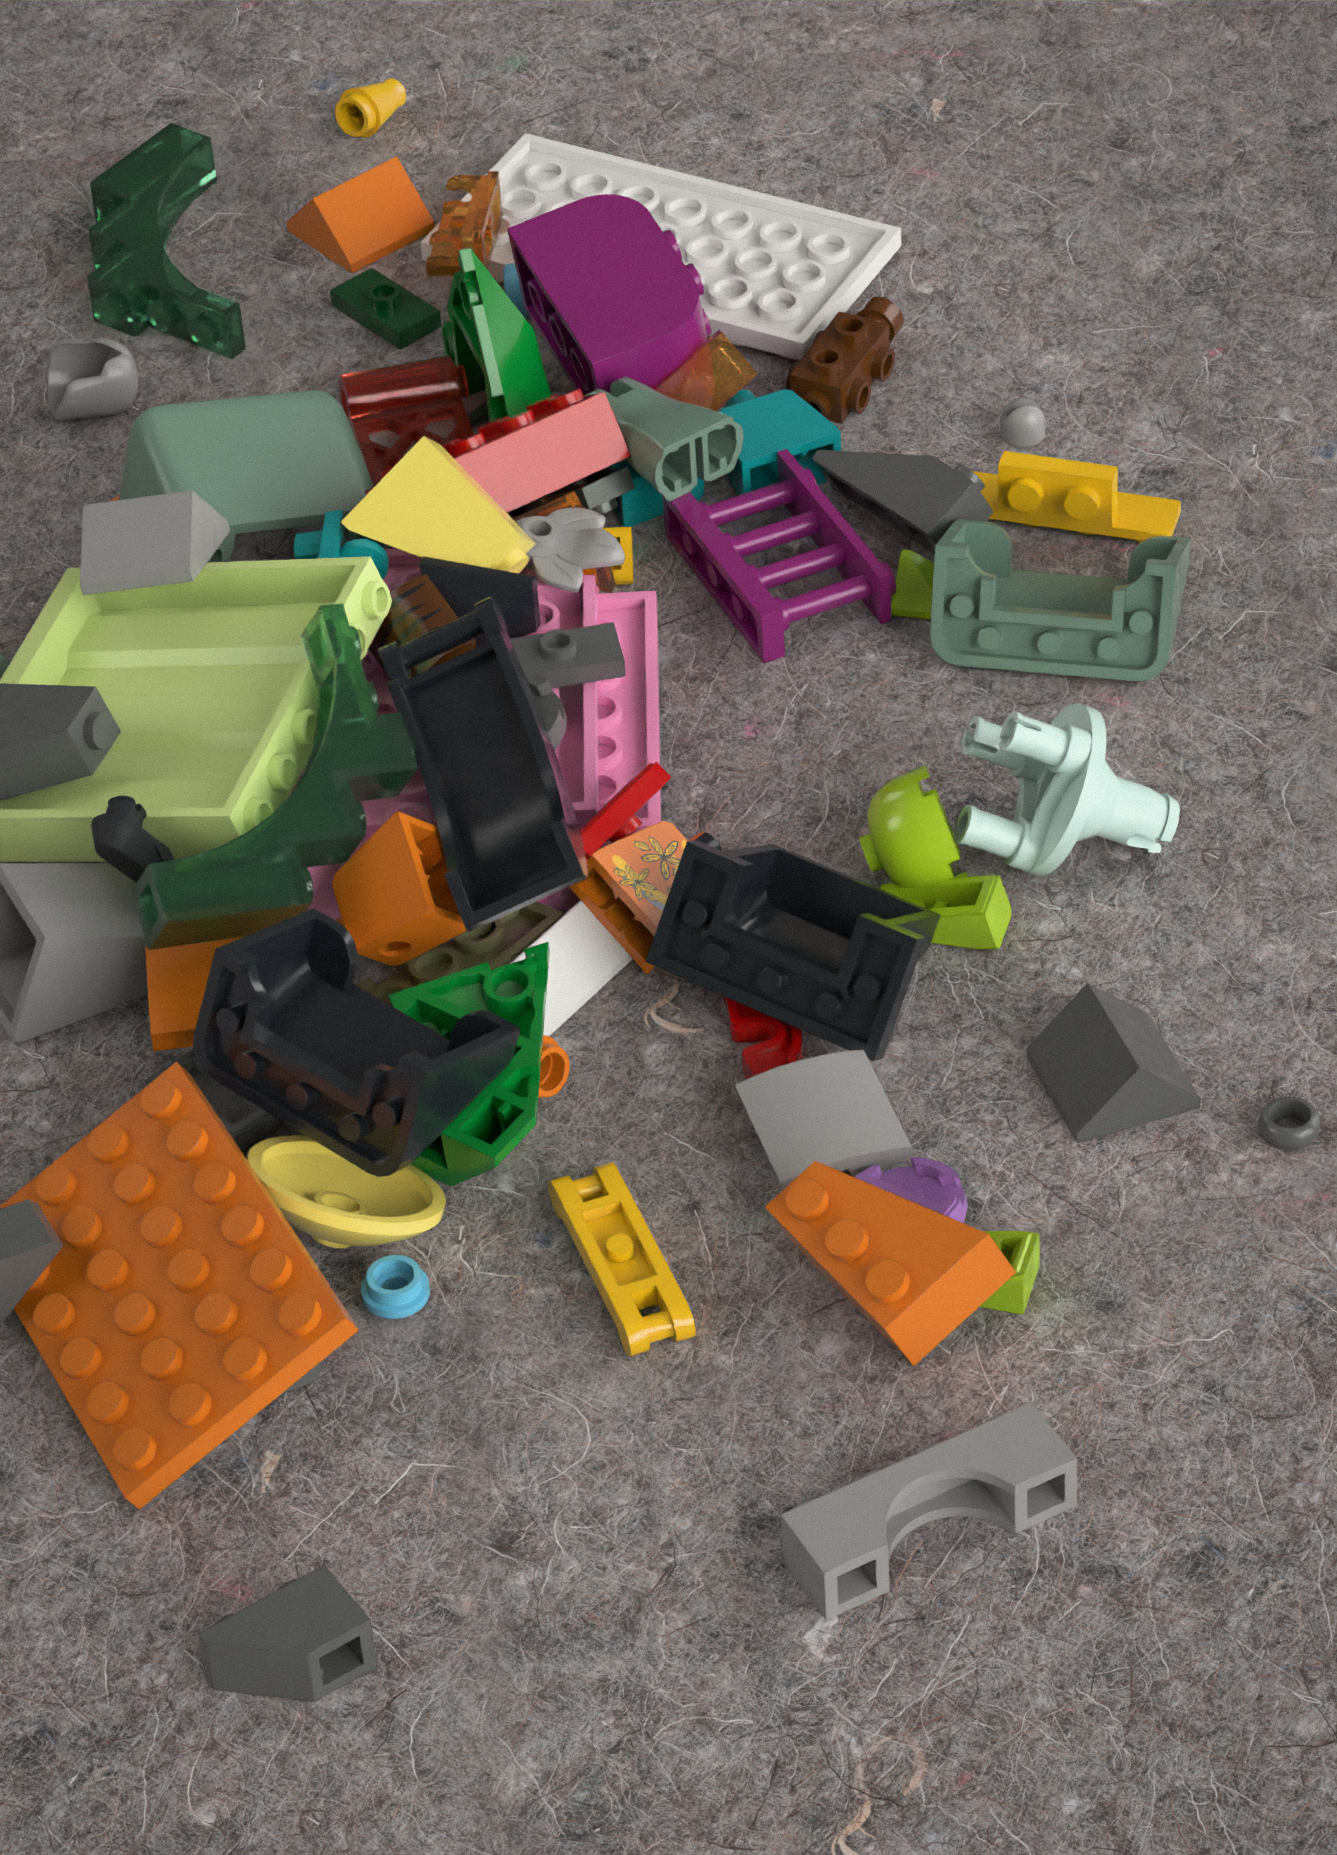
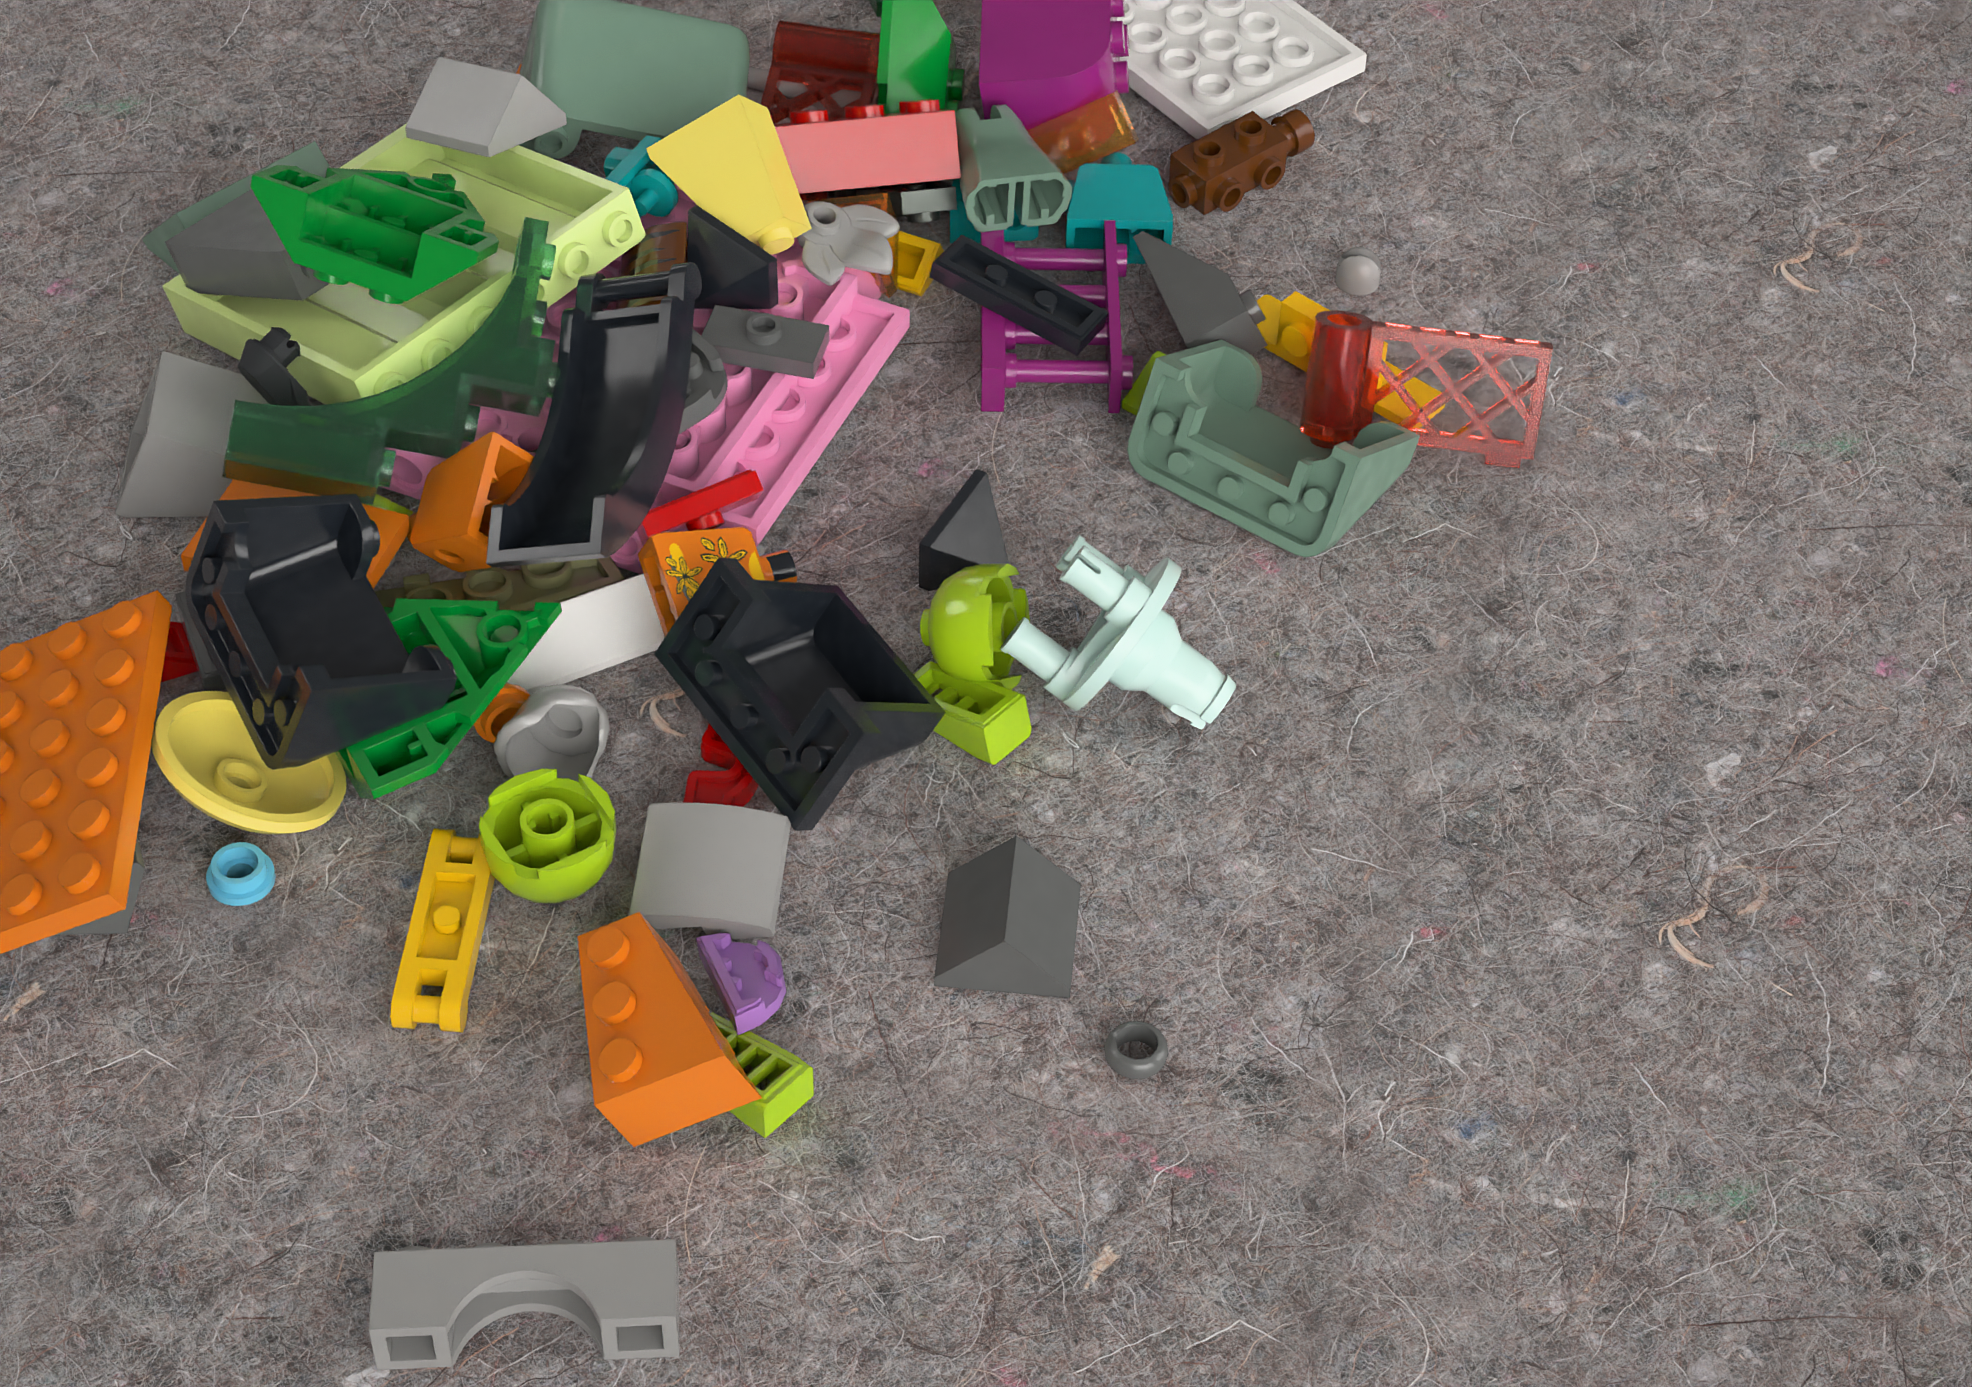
camera: 20 degrees right, 5 degrees up
(164, 674) = (374, 227): none -> green wedge
(608, 1070) = (554, 730): none -> light grey hair
(672, 1140) = (548, 835): none -> lime cylinder
(750, 541) = (1019, 294): none -> black tile
(845, 771) = (962, 535): none -> black slope
(1096, 498) = (1346, 371): none -> clear red piece

